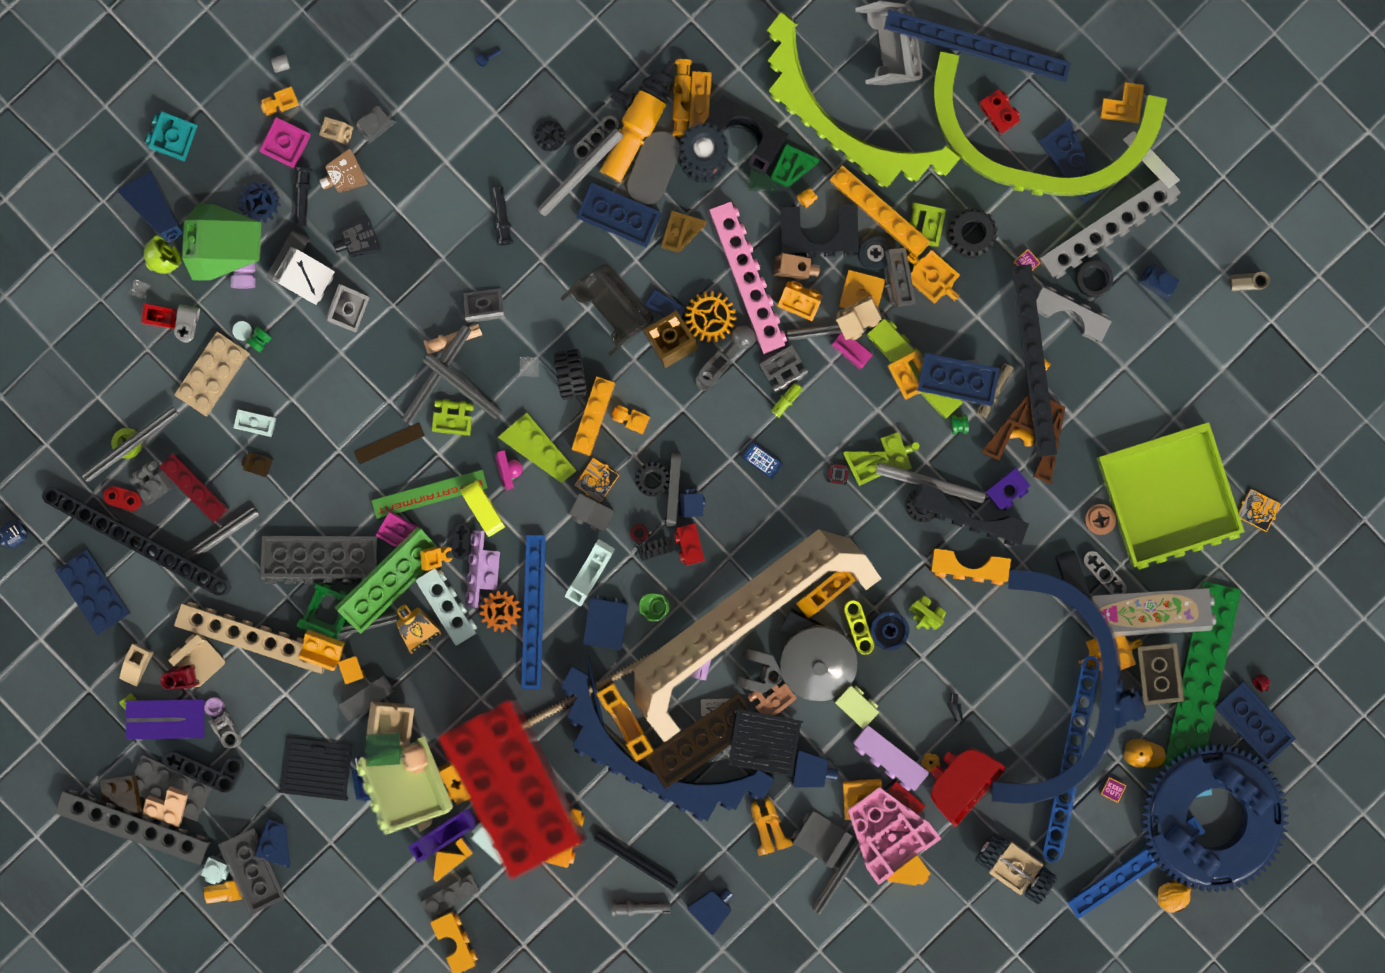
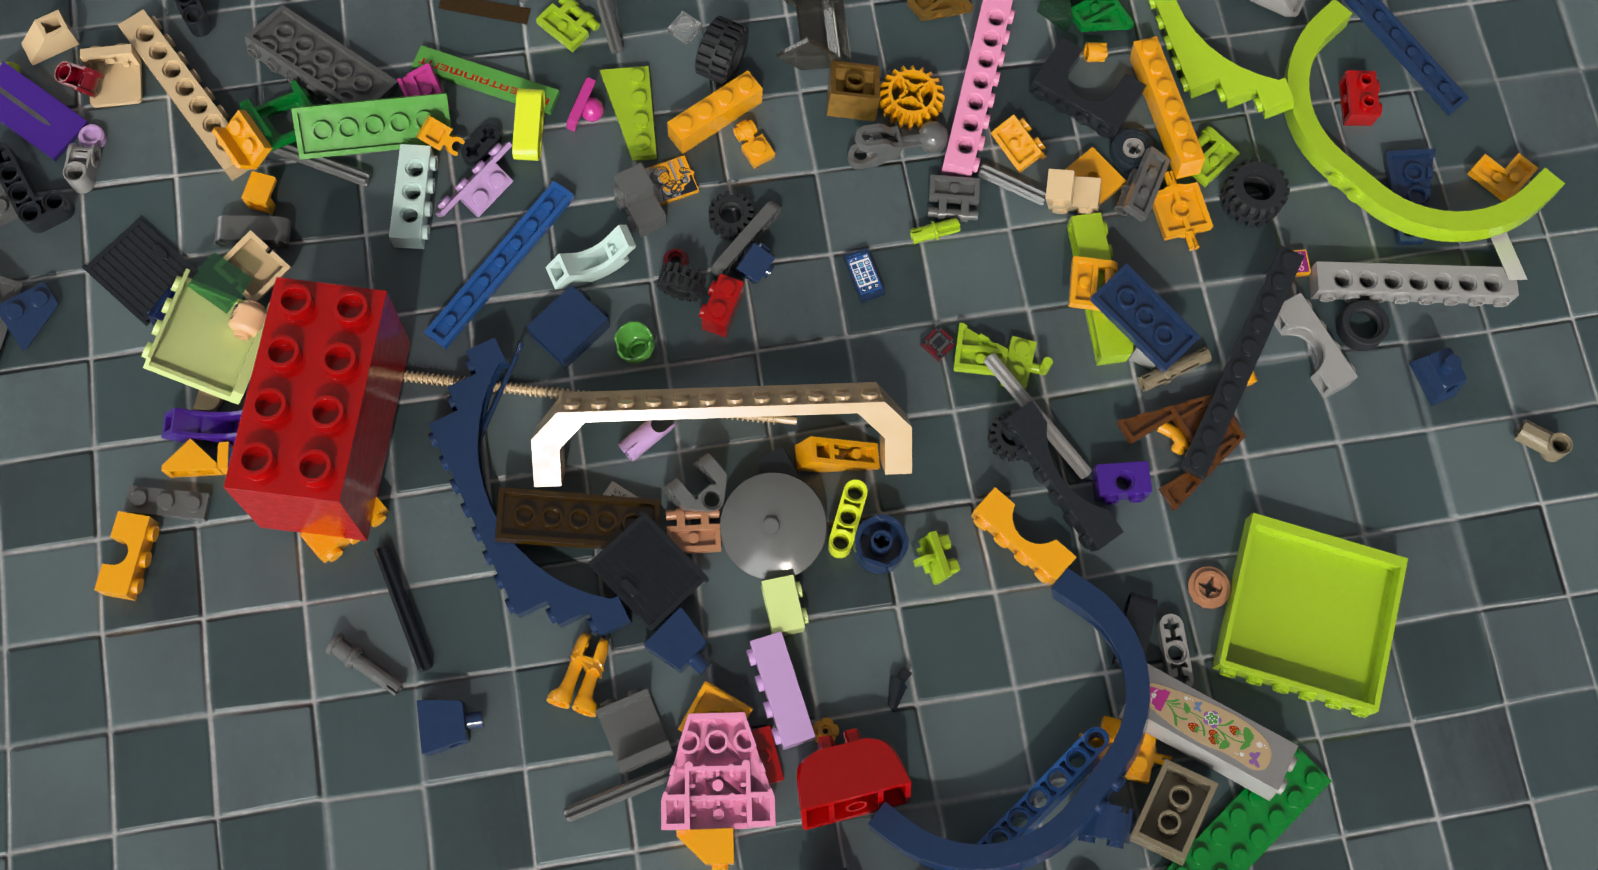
camera: 30 degrees right, 15 degrees down
(416, 628) = (362, 193): torso -> none
(493, 605) = (453, 239): orange gear -> none
(626, 721) = (513, 408): light orange arch -> none
(663, 304) = (867, 52): dark blue tile -> none
(787, 266) = (1036, 103): medium nougat torso -> none
(852, 351) = (1040, 227): dark pink panel -> none
(959, 424) = (1111, 378): green wheel -> none
(1258, 510) = (1406, 703): piece -> none

